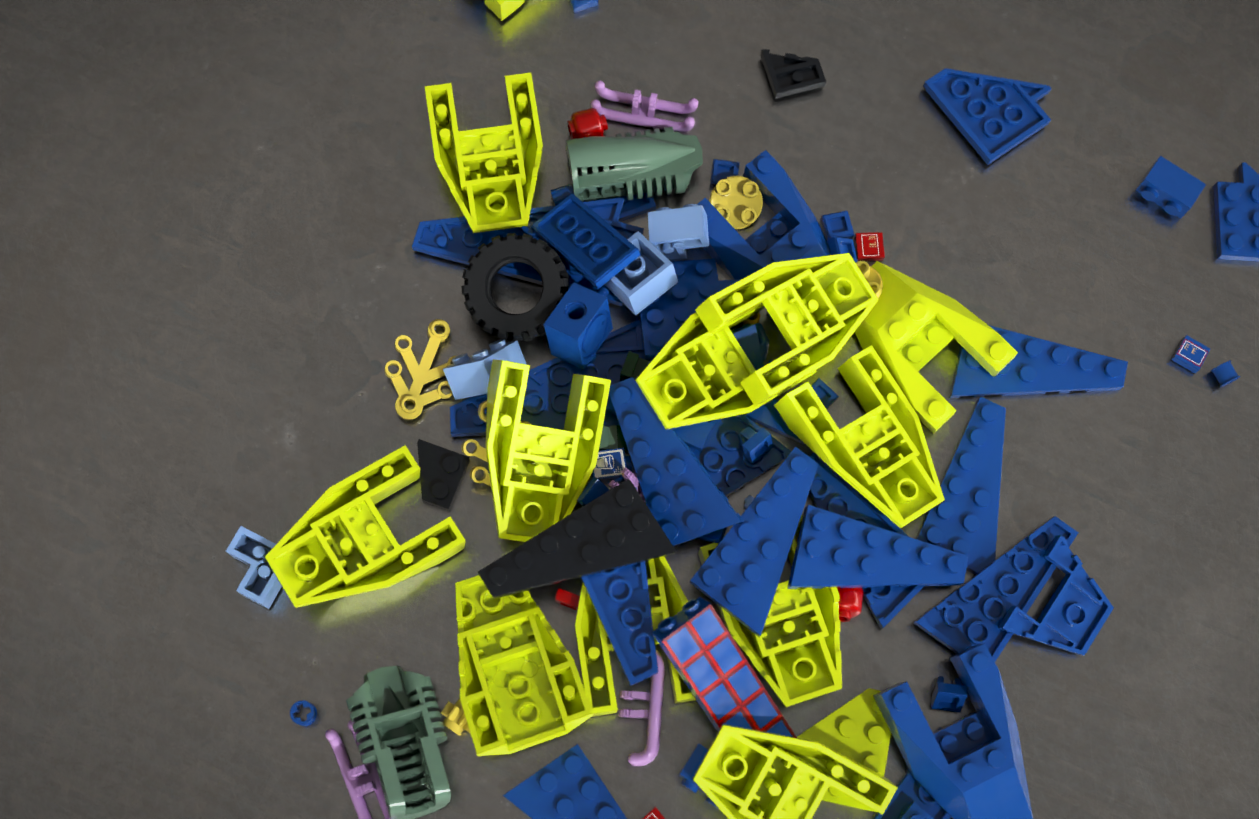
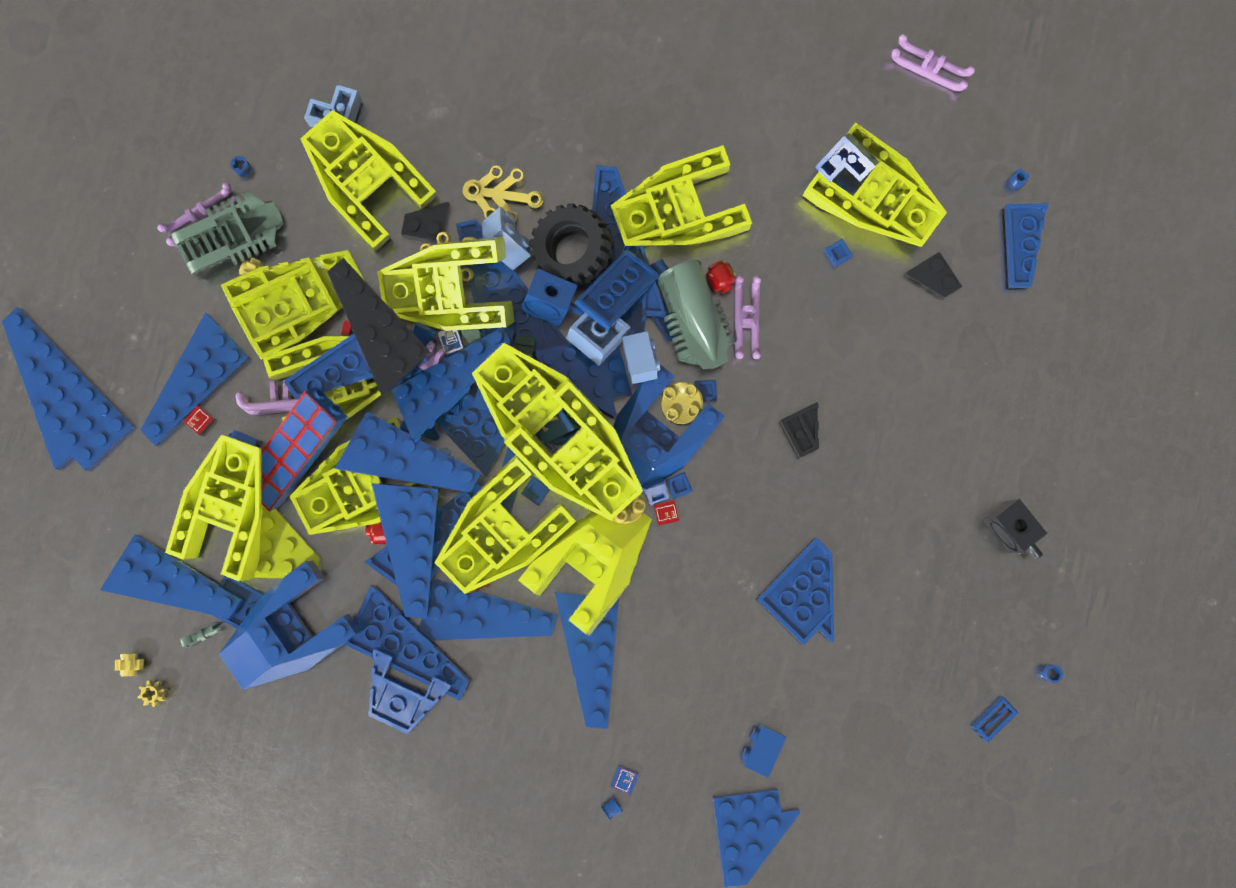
camera: 85 degrees right, 10 degrees up
(755, 443) = (483, 446): blue tile -> none
(948, 696) = (321, 616): blue tile -> none

